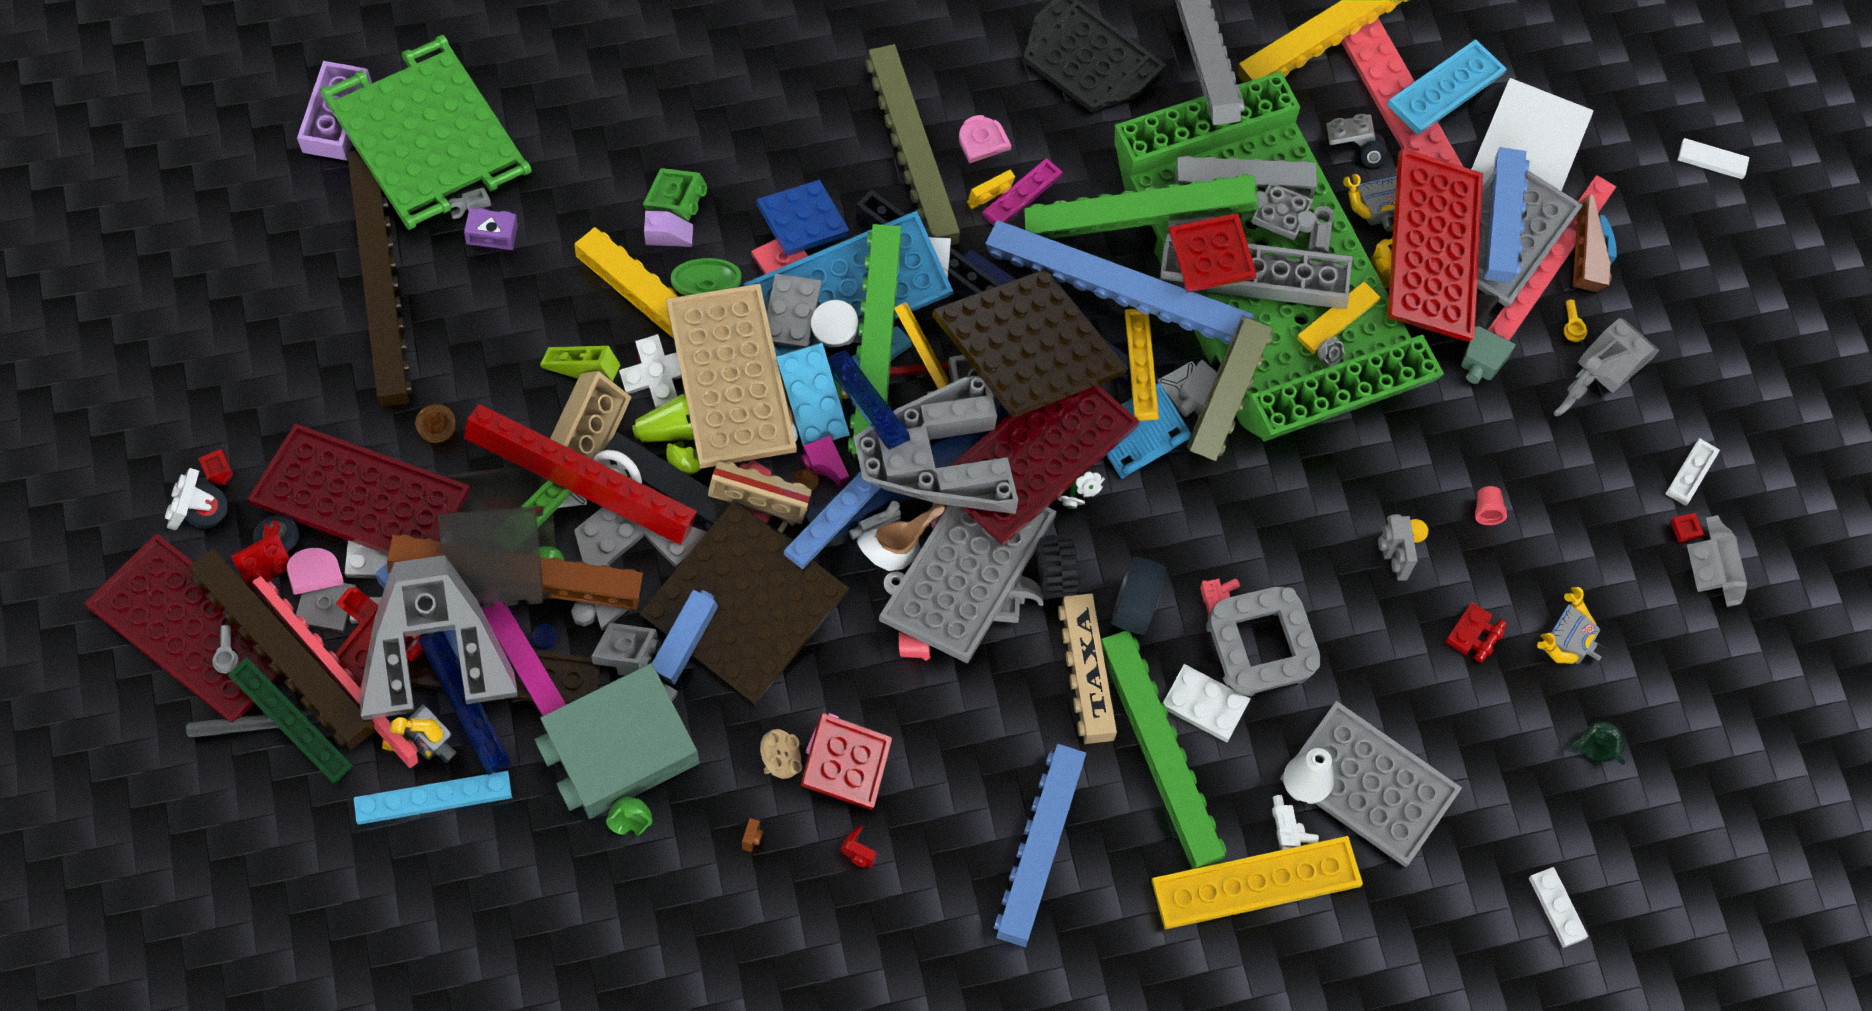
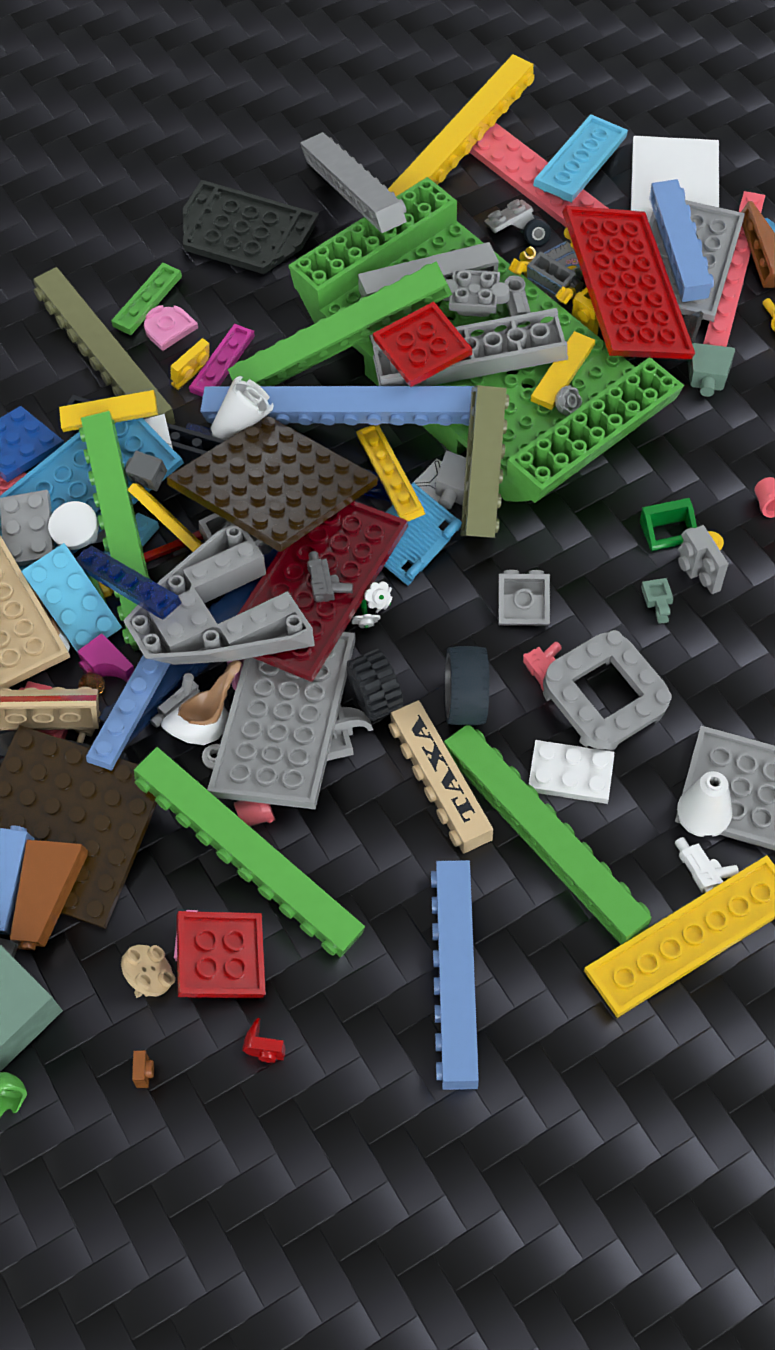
camera: 10 degrees left, 5 degrees down
(714, 654) = (43, 888): none -> dark orange slope
(898, 681) = (248, 852): none -> bright green brick
(911, 222) = (121, 408): none -> yellow tile
(916, 293) = (145, 470): none -> dark grey brick
(970, 103) = (146, 298): none -> bright green plate
(1023, 258) = (240, 409): none -> white cone
(1042, 458) = (322, 583): none -> flat silver piece
(1221, 528) = (524, 598): none -> light grey plate
(1347, 566) = (658, 595): none -> sand green plate
(1361, 213) = (548, 276): none -> dark grey torso
(1382, 489) = (666, 514): none -> green tile

